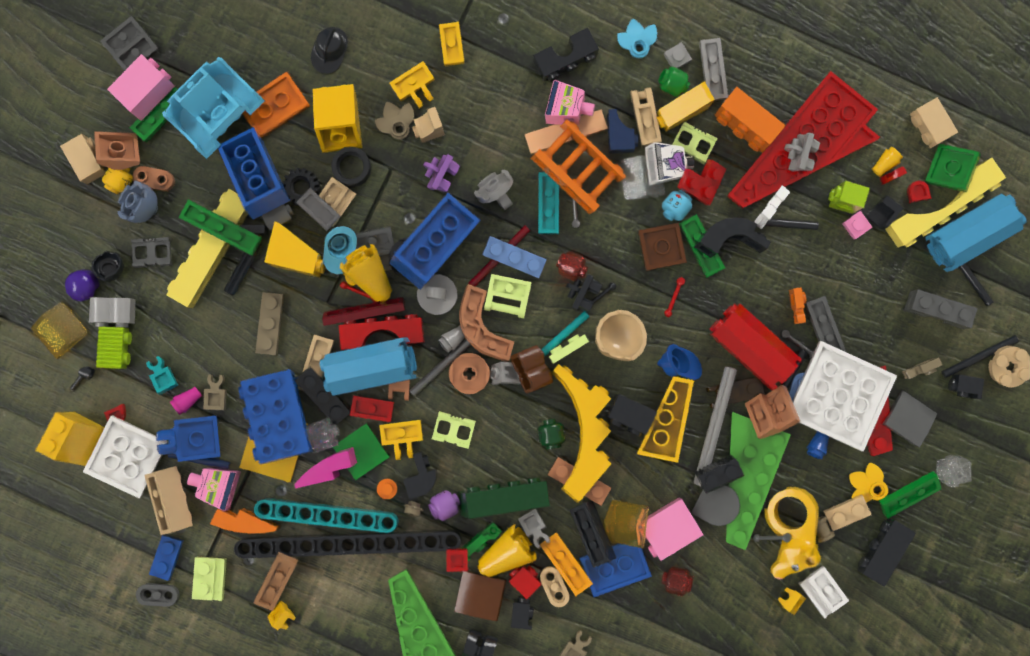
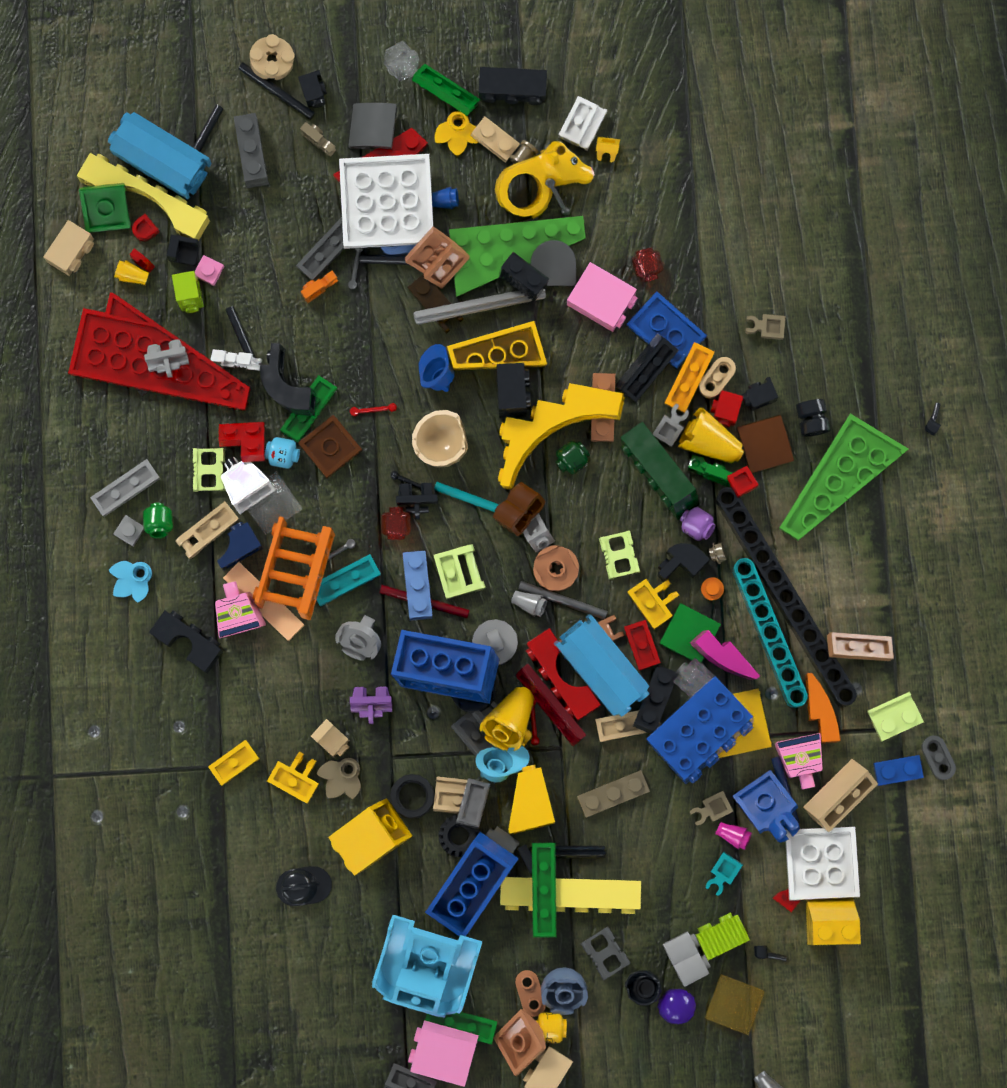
camera: 120 degrees left, 5 degrees down
(280, 615) = (891, 625): yellow tile -> none
(281, 104) = (381, 901): orange tile -> none
(474, 329) = (508, 587): nougat plate -> none
(574, 343) = (472, 480): yellowish green plate -> none
(626, 523) = (618, 340): clear yellow slope -> none
(685, 107) = (180, 495): yellow slope -> none
(749, 120) = (161, 425): orange brick -> none
(755, 346) = (381, 306): red brick -> none

